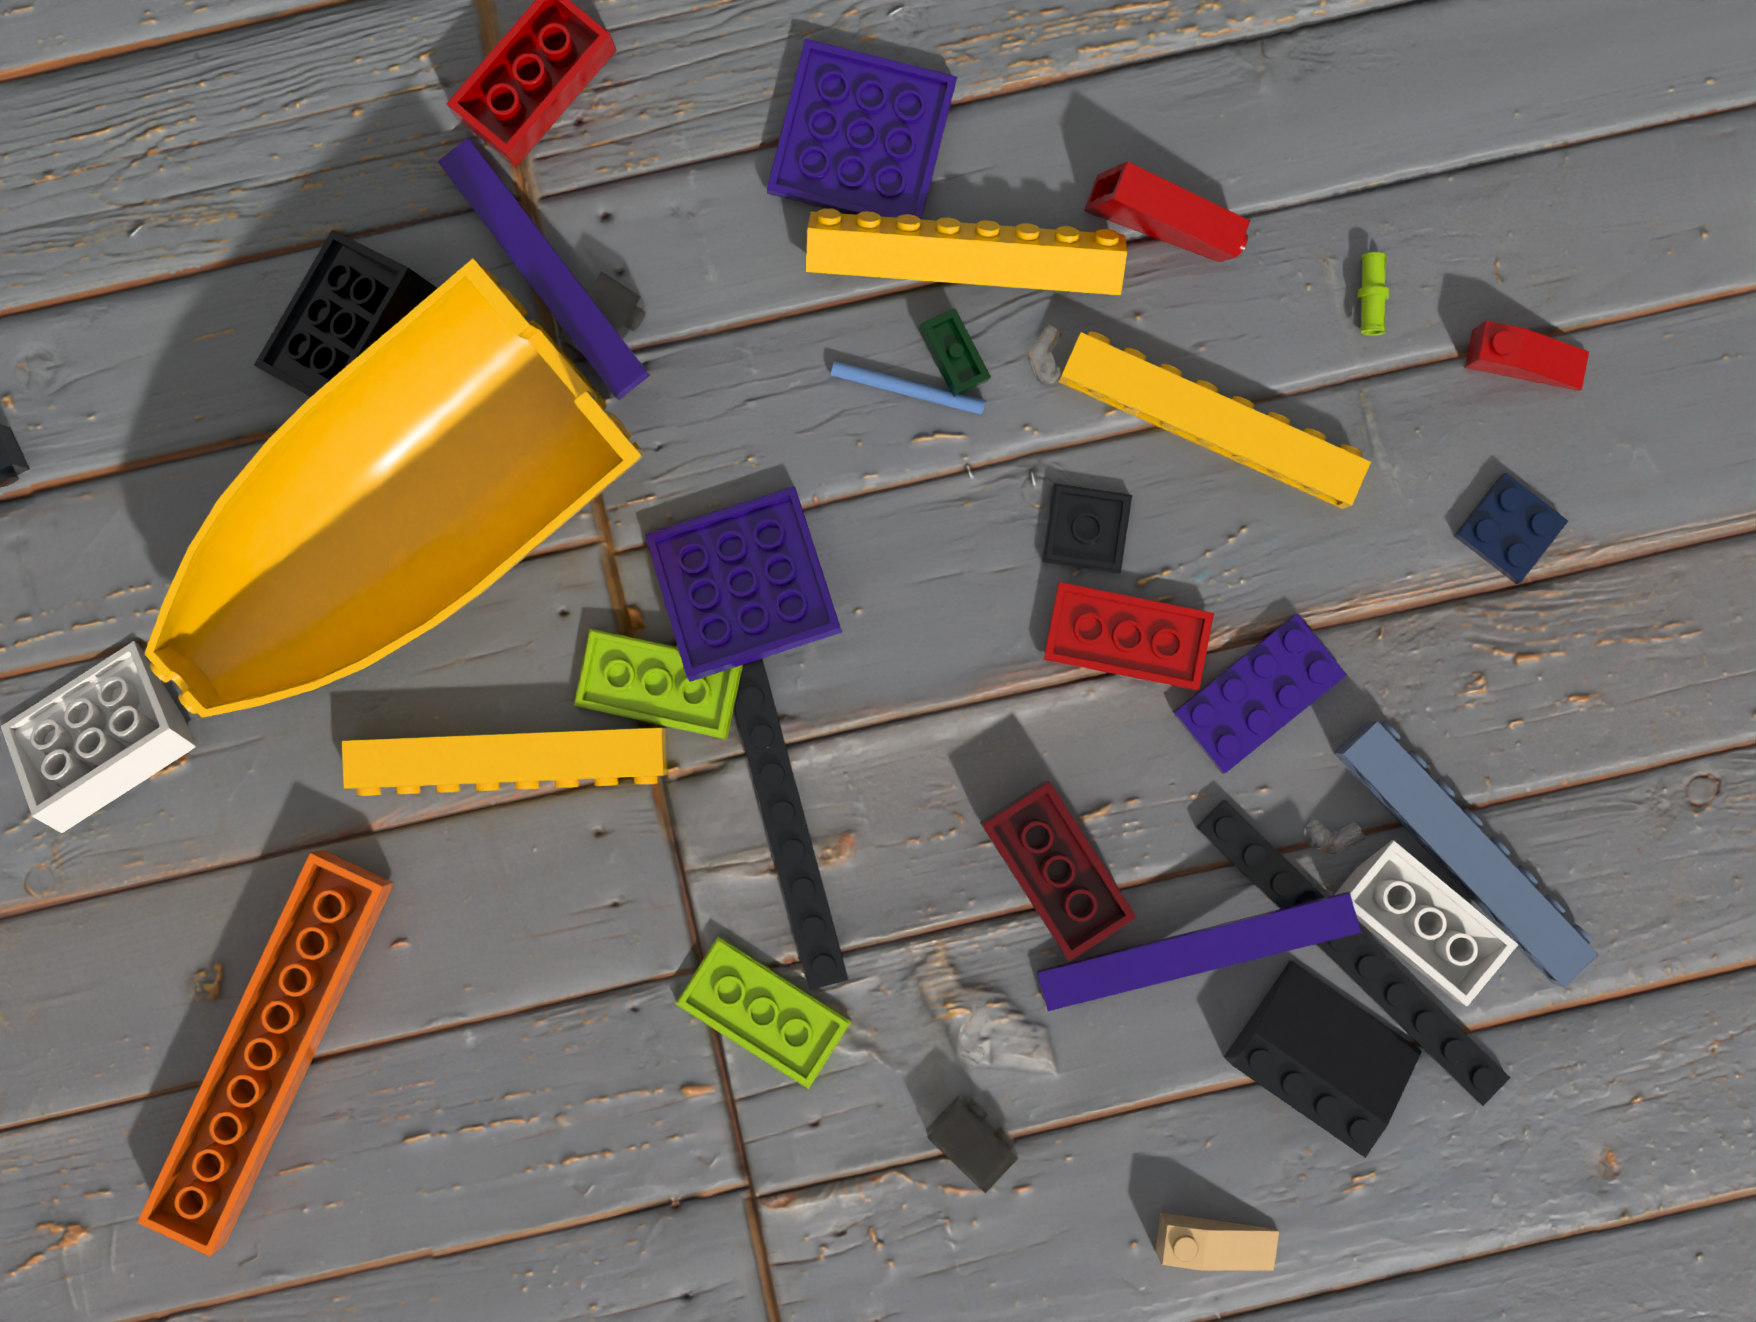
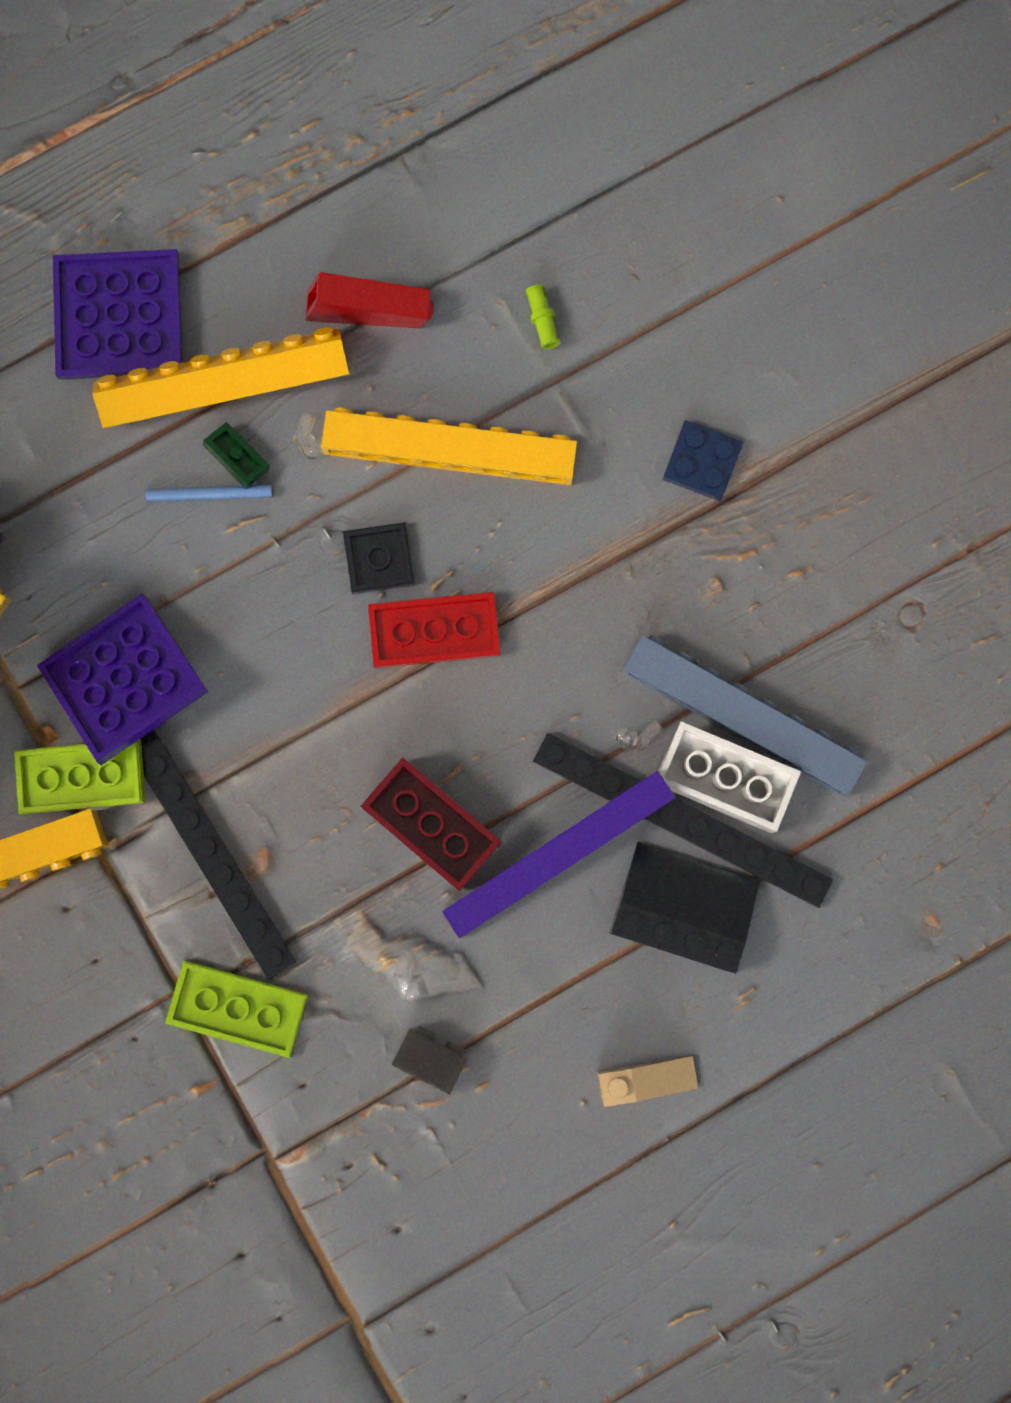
camera: 15 degrees left, 5 degrees down
(1259, 693) = (549, 643): dark purple plate -> none
(1526, 356) = (673, 328): red slope -> none

